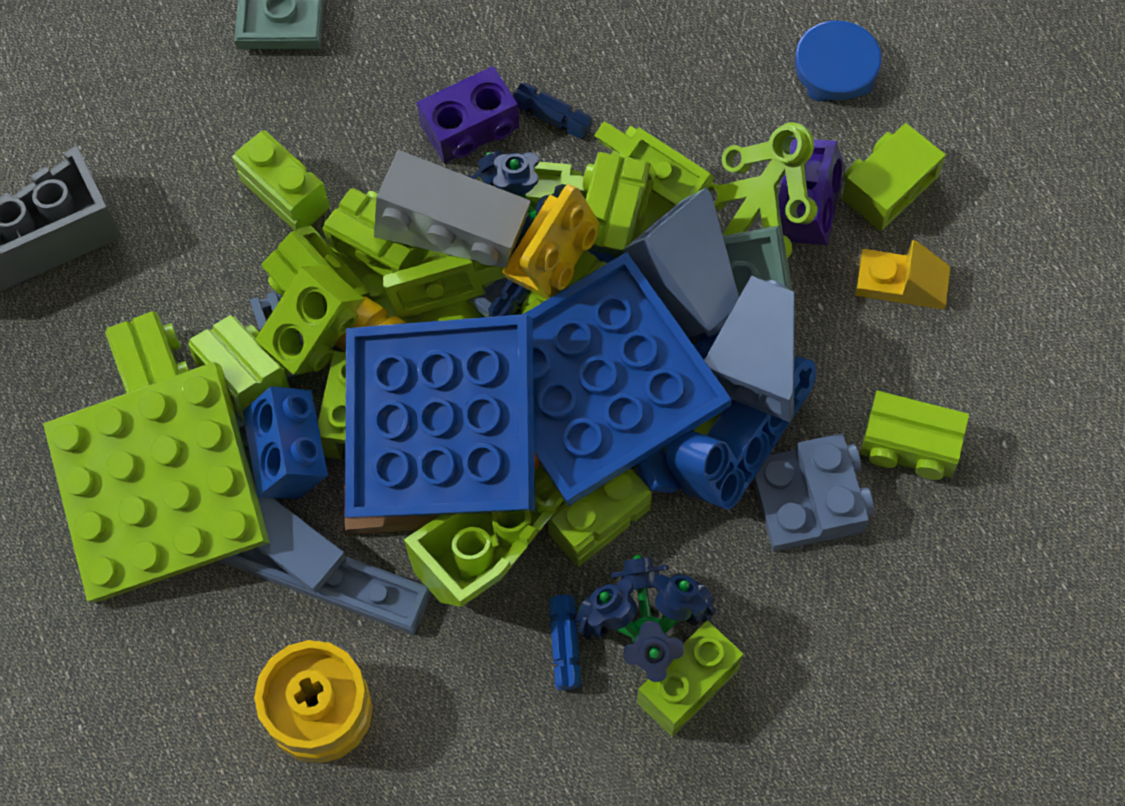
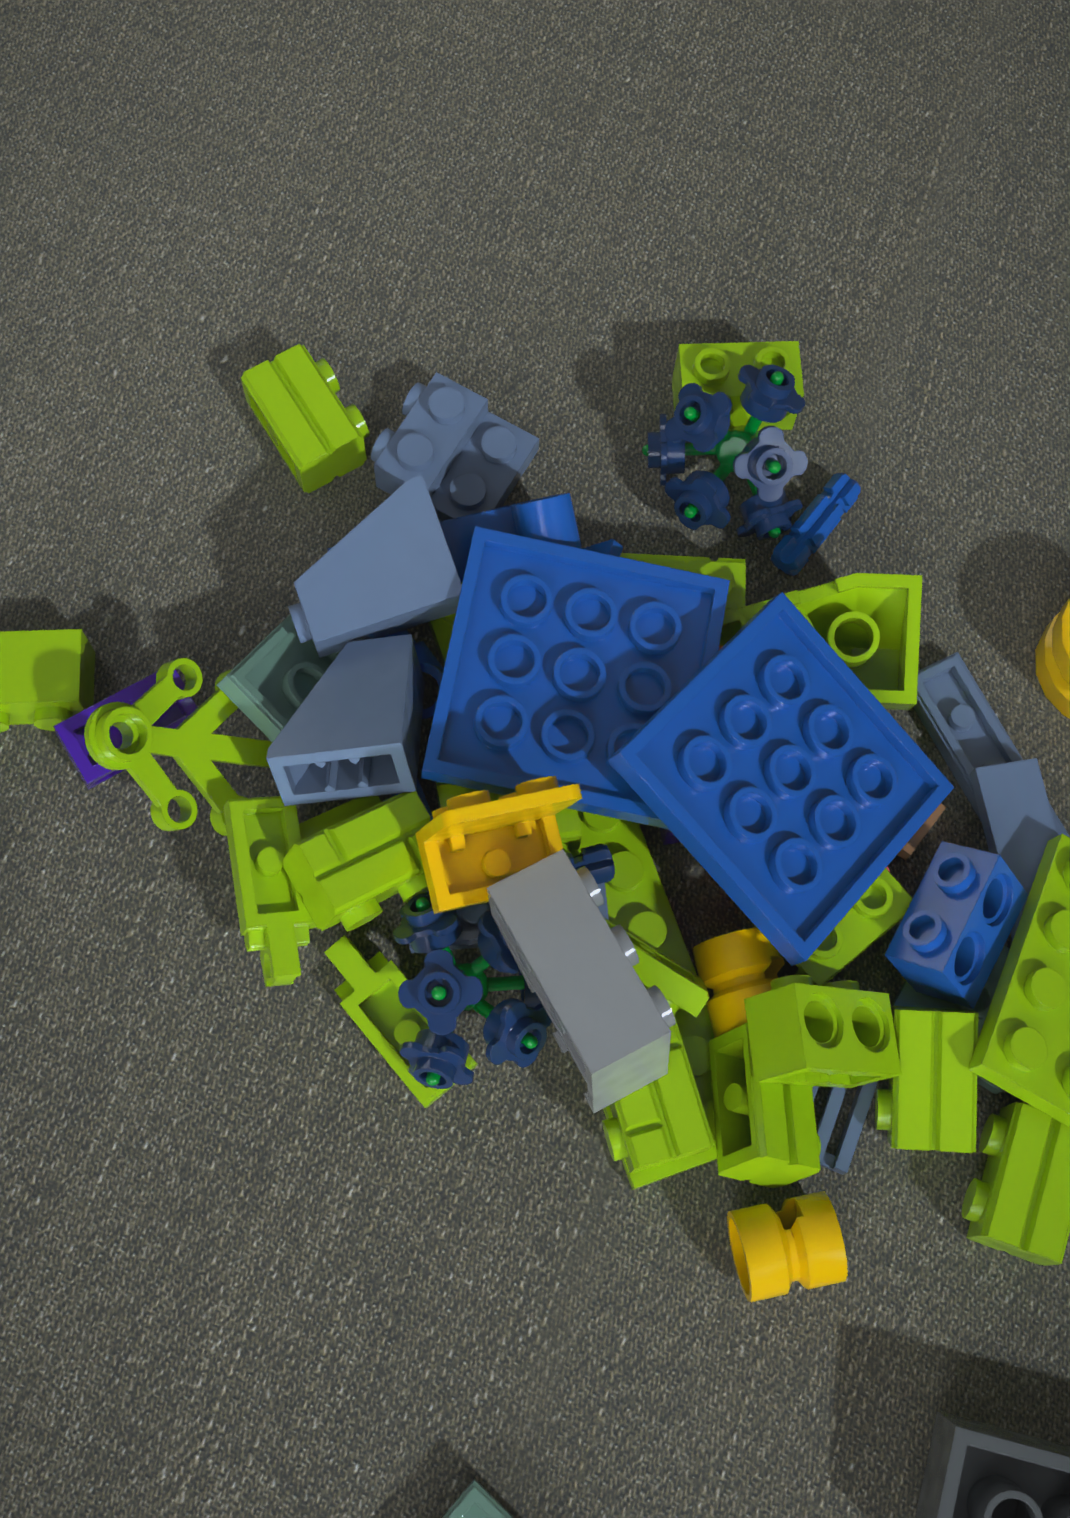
camera: 145 degrees left, 5 degrees up
(249, 240) = (787, 1246): none -> yellow wheel
(281, 181) = (692, 1297): lime brick -> none
(463, 106) = (385, 1201): dark purple brick -> none
(552, 110) = (285, 1111): dark blue axle -> none
(907, 279) = (137, 579): yellow slope -> none

